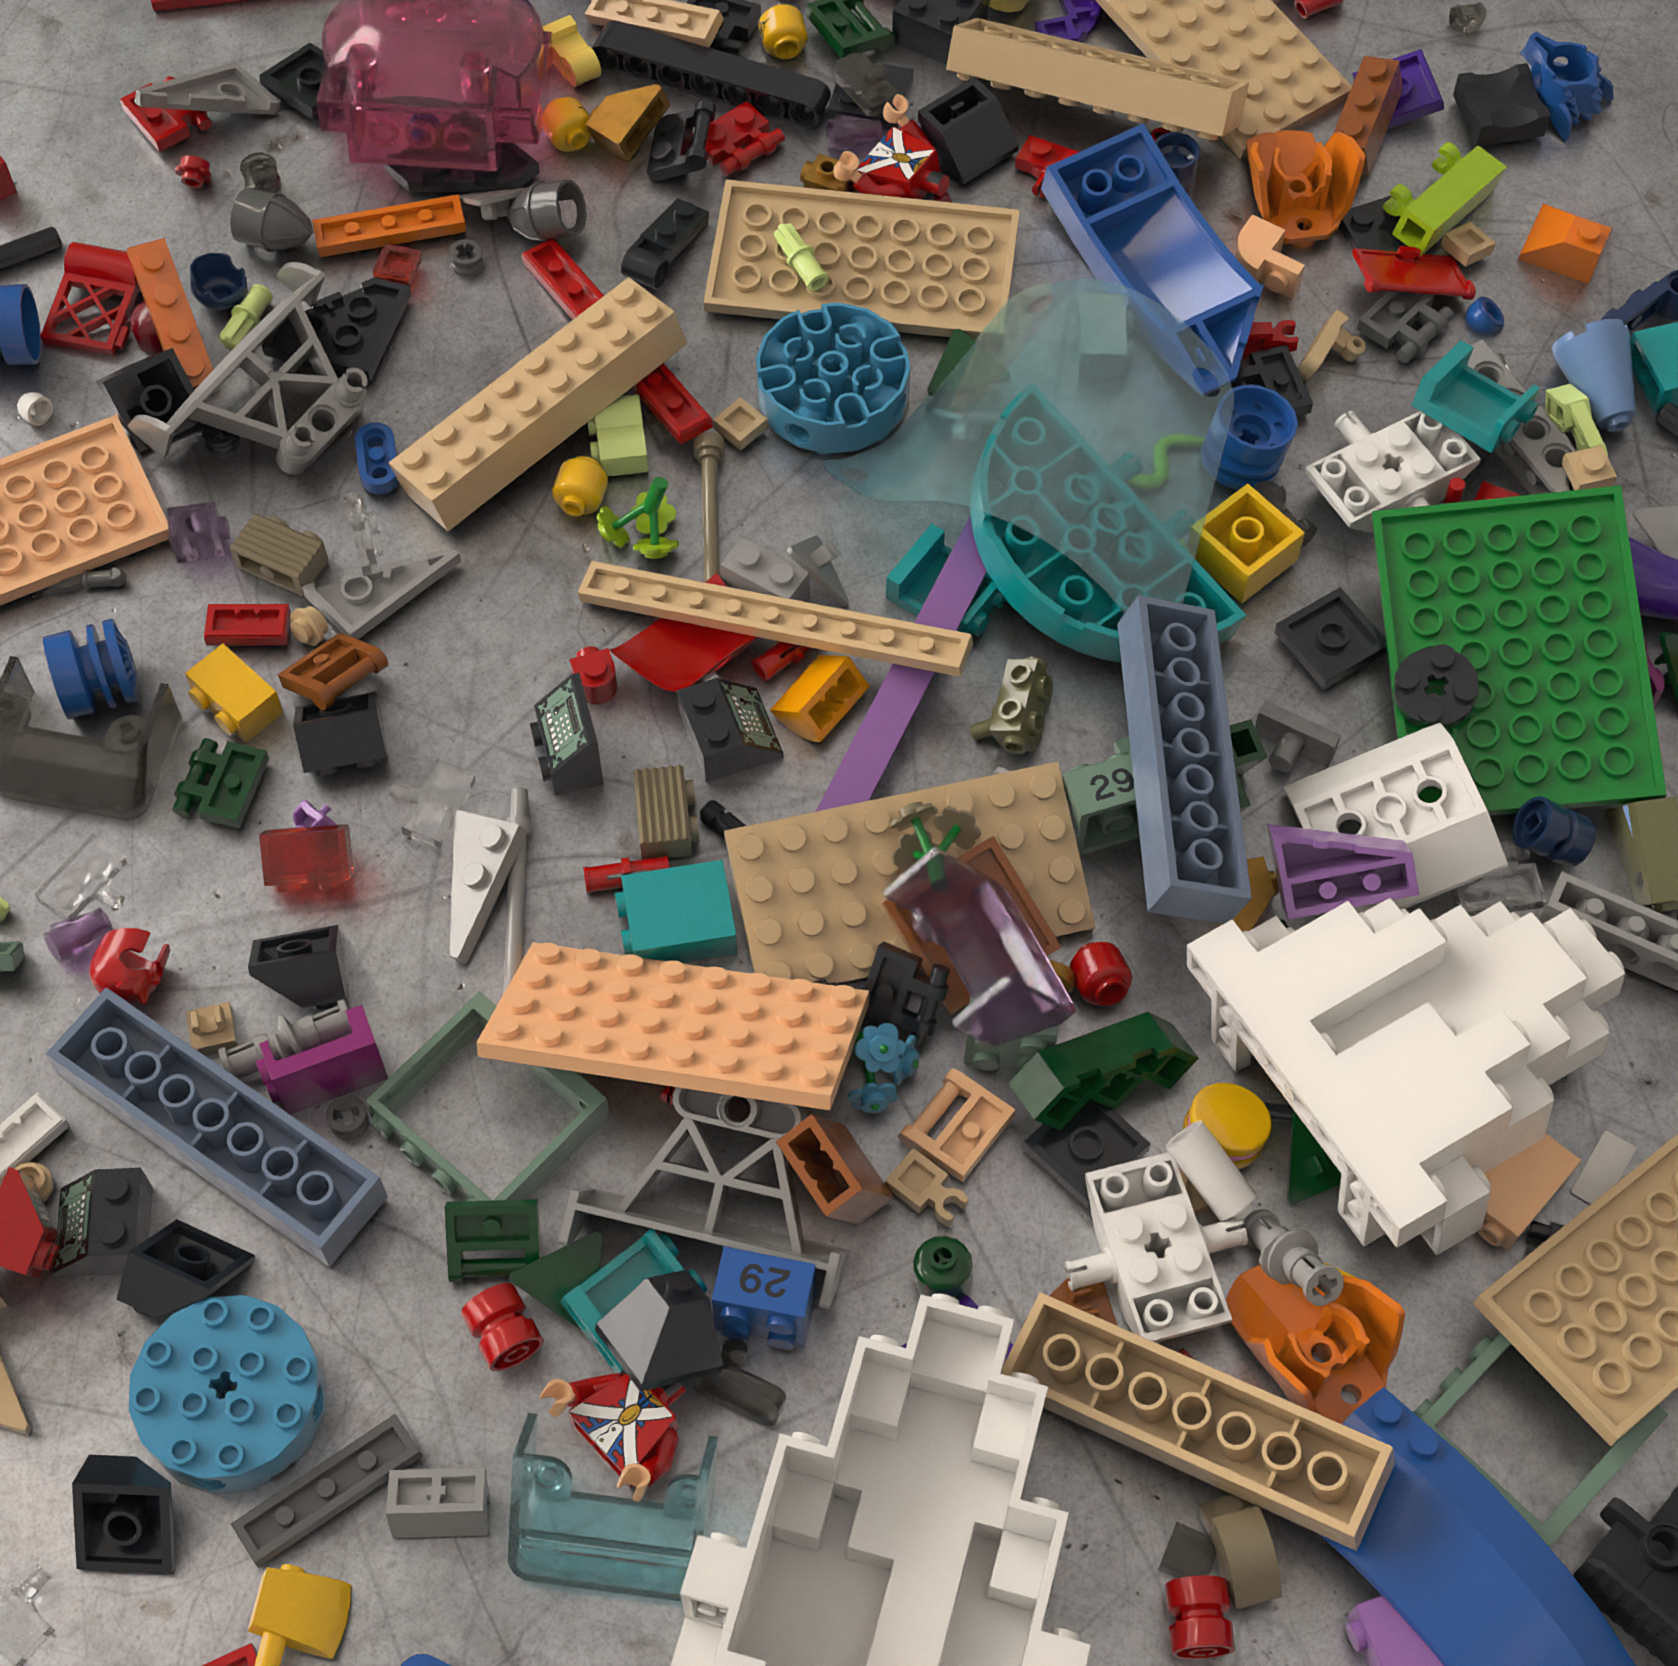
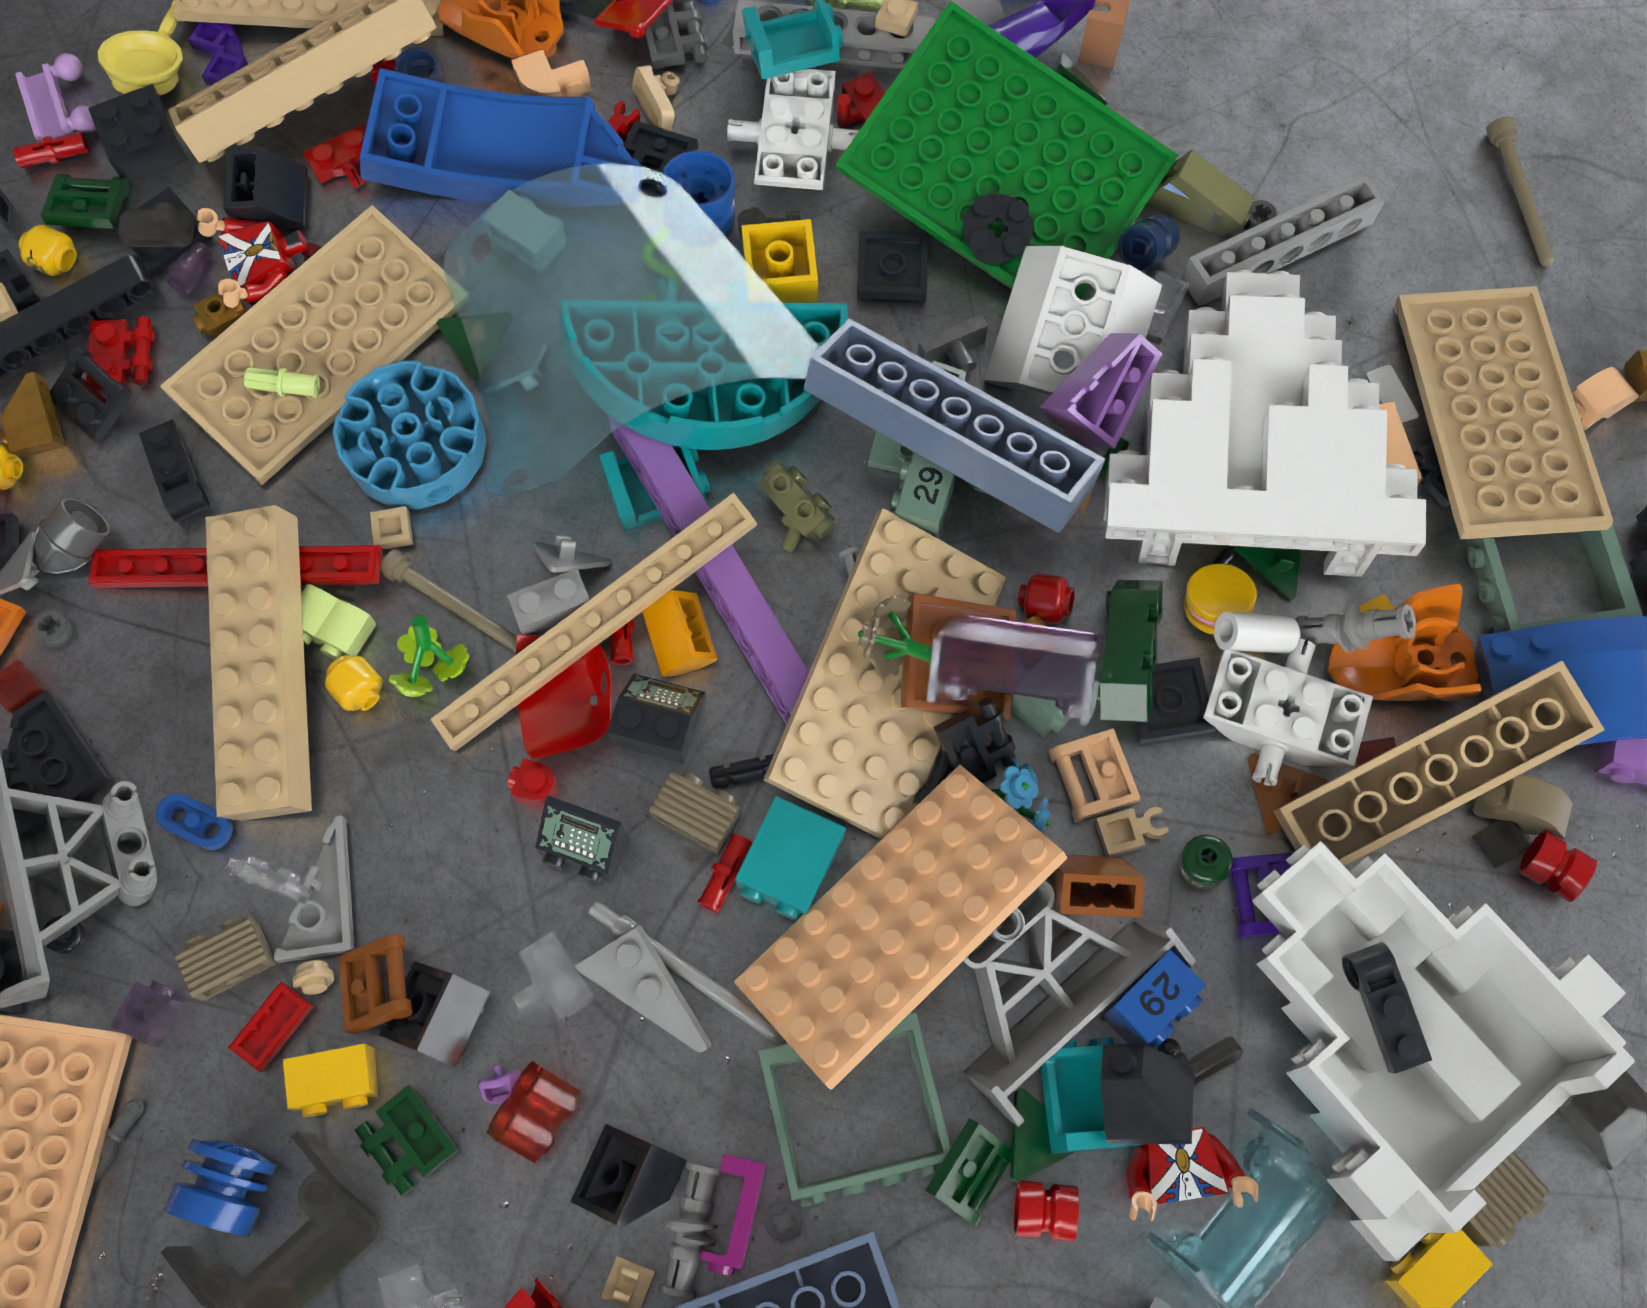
camera: 55 degrees left, 10 degrees up
(909, 1507) = (1388, 1006): none -> black plate

